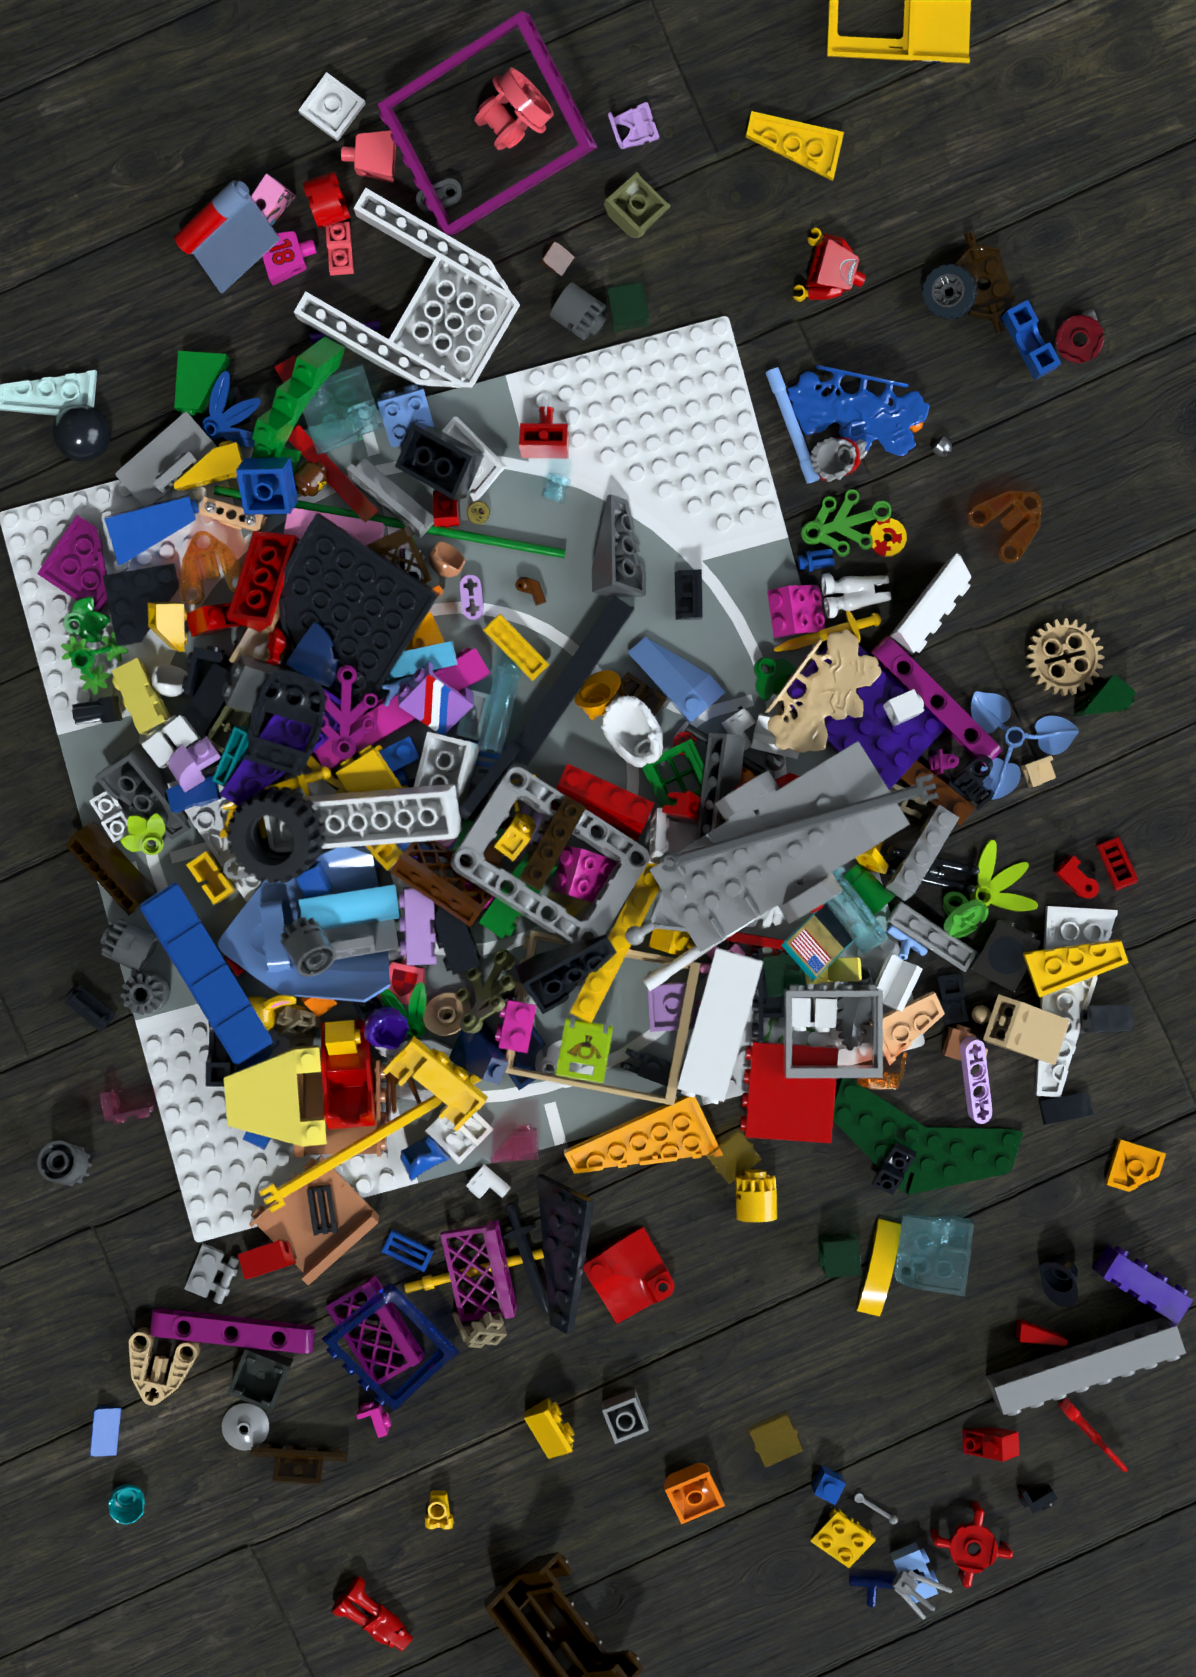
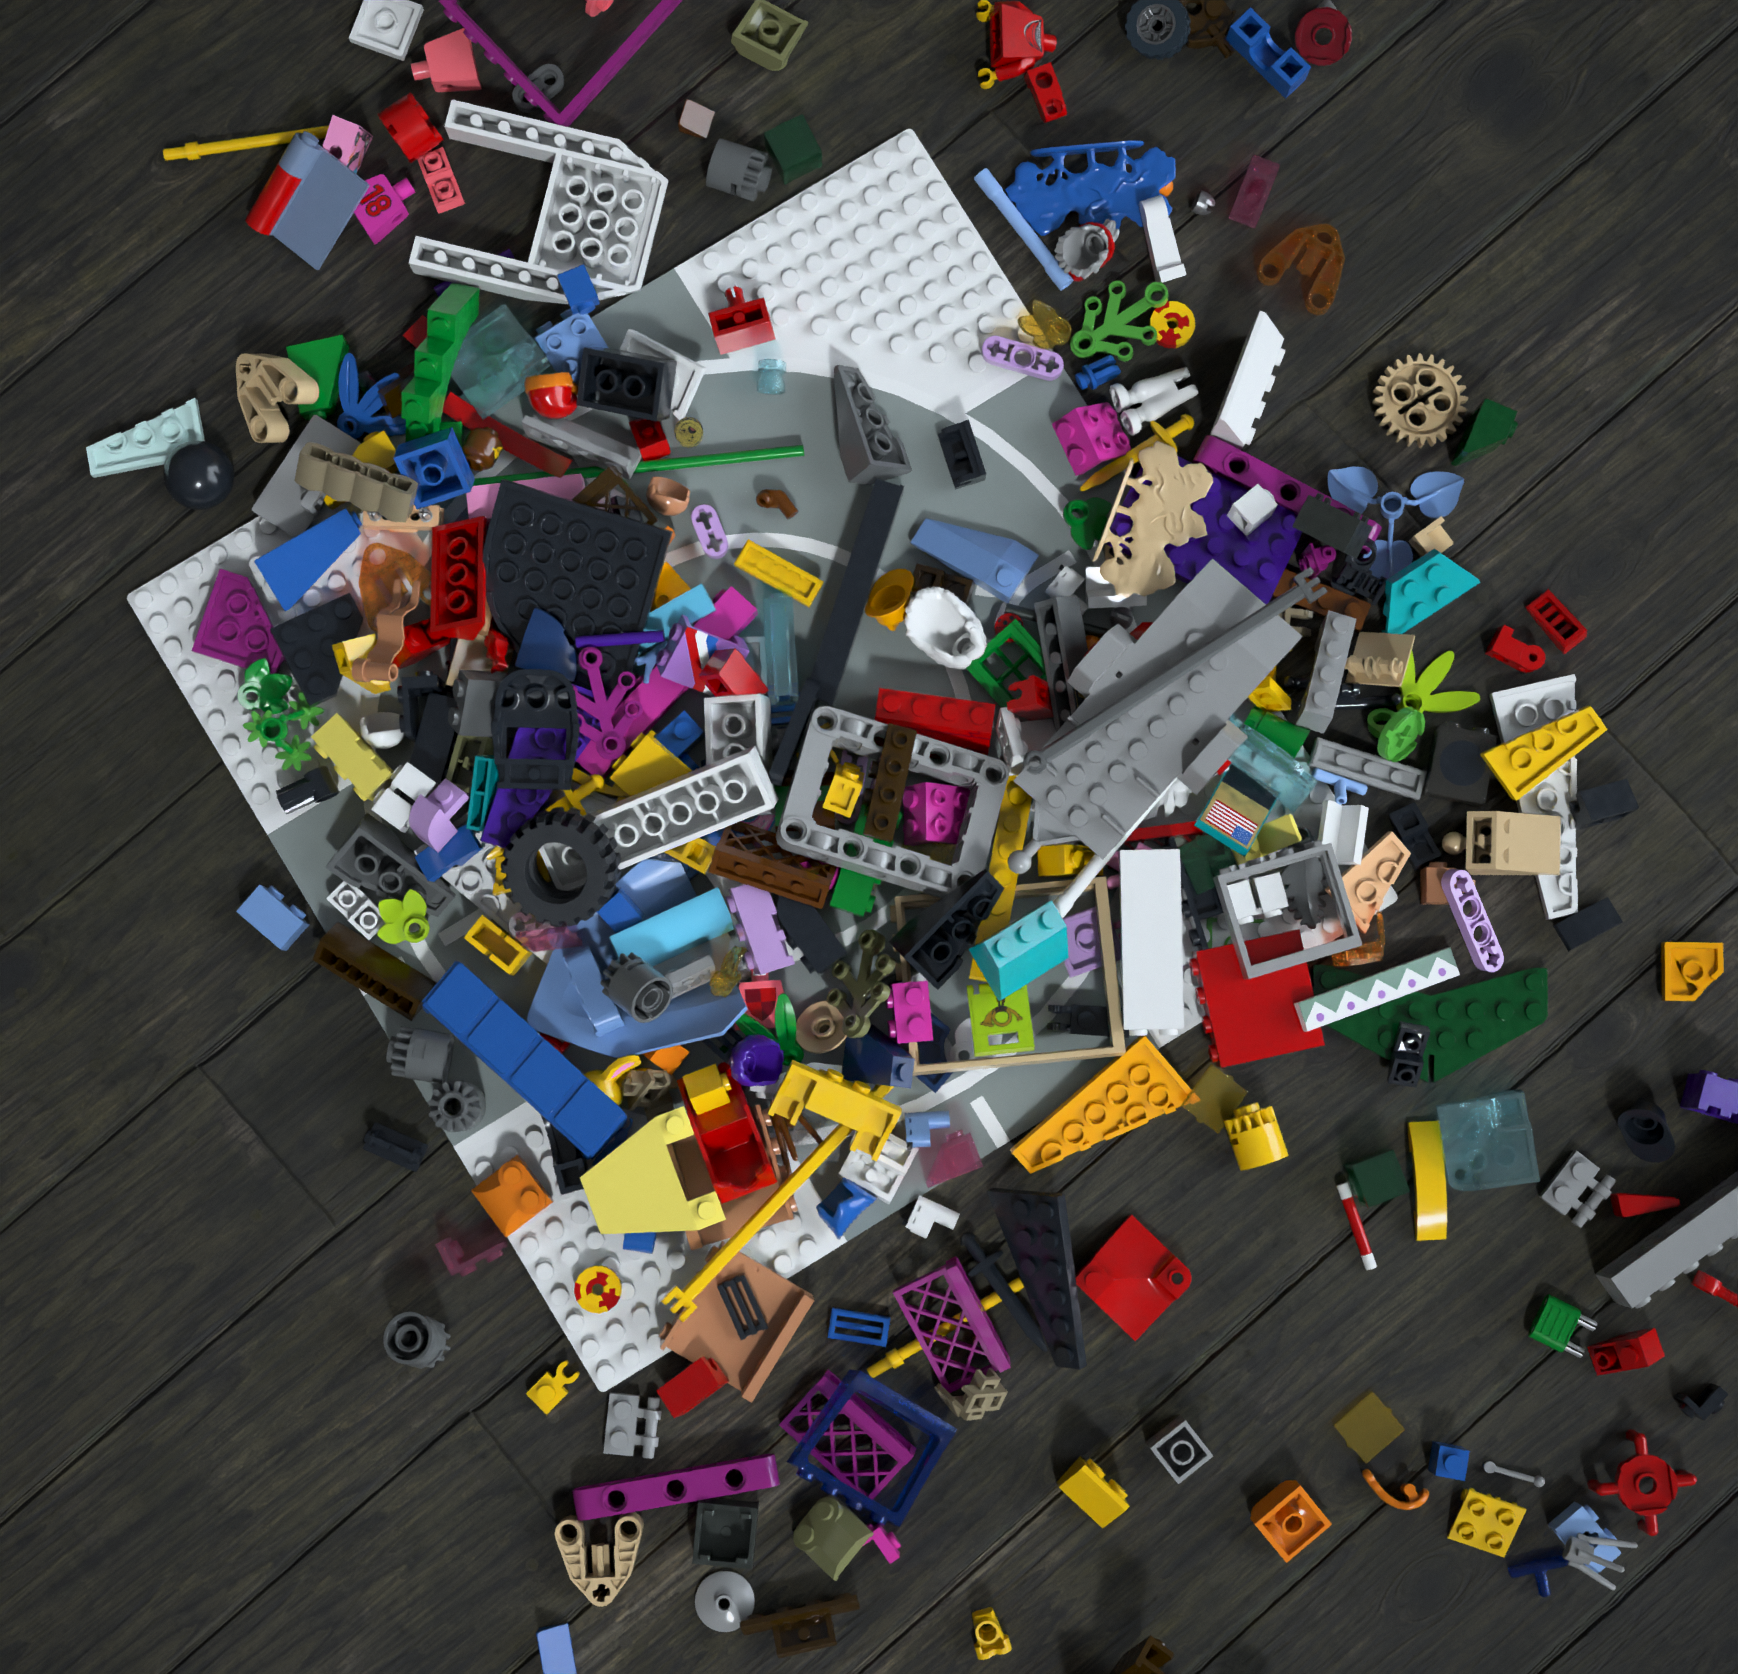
camera: 15 degrees left, 5 degrees down
(44, 802) = (273, 917): none -> medium blue brick
(150, 166) = (194, 150): none -> yellow bar
(153, 374) = (263, 383): none -> tan connector
(158, 1228) = (550, 1389): none -> yellow plate
(169, 1073) = (512, 1195): none -> orange slope
(194, 613) = (390, 639): none -> nougat flag
(198, 478) = (356, 482): none -> dark tan brick
(204, 1163) = (584, 1289): none -> yellow piece
(250, 414) = (392, 393): none -> dark brown slope
(251, 886) = (548, 939): none -> clear pink piece
(340, 1402) = (831, 1535): none -> olive slope
(374, 666) = (620, 639): none -> dark purple bar
(378, 453) = (552, 394): none -> red piece
(382, 957) = (724, 980): none -> clear yellow plate
(422, 375) = (578, 290): none -> blue brick
(452, 721) = (731, 675): none -> red slope
(499, 1111) = (919, 1126): none -> medium blue piece
(616, 1004) = (1022, 950): none -> teal slope
(741, 528) = (999, 360): none -> lavender beam
(785, 510) = (1045, 326): none -> clear yellow plate
(792, 1506) = (1413, 1499): none -> orange piece
(814, 1286) = (1356, 1226): none -> red bar
(844, 320) = (1046, 92): none -> red leg
(885, 1111) = (1376, 989): none -> tile
(898, 468) = (1161, 240): none -> white leg
(944, 1405) = (1556, 1323): none -> green piece
(962, 741) = (1333, 525): none -> pearl dark grey container
(968, 854) = (1379, 659): none -> tan hinge
(985, 449) = (1254, 191): none -> clear pink slope
(990, 1301) = (1570, 1183): none -> light grey plate
(1018, 810) = (1423, 590): none -> teal wing

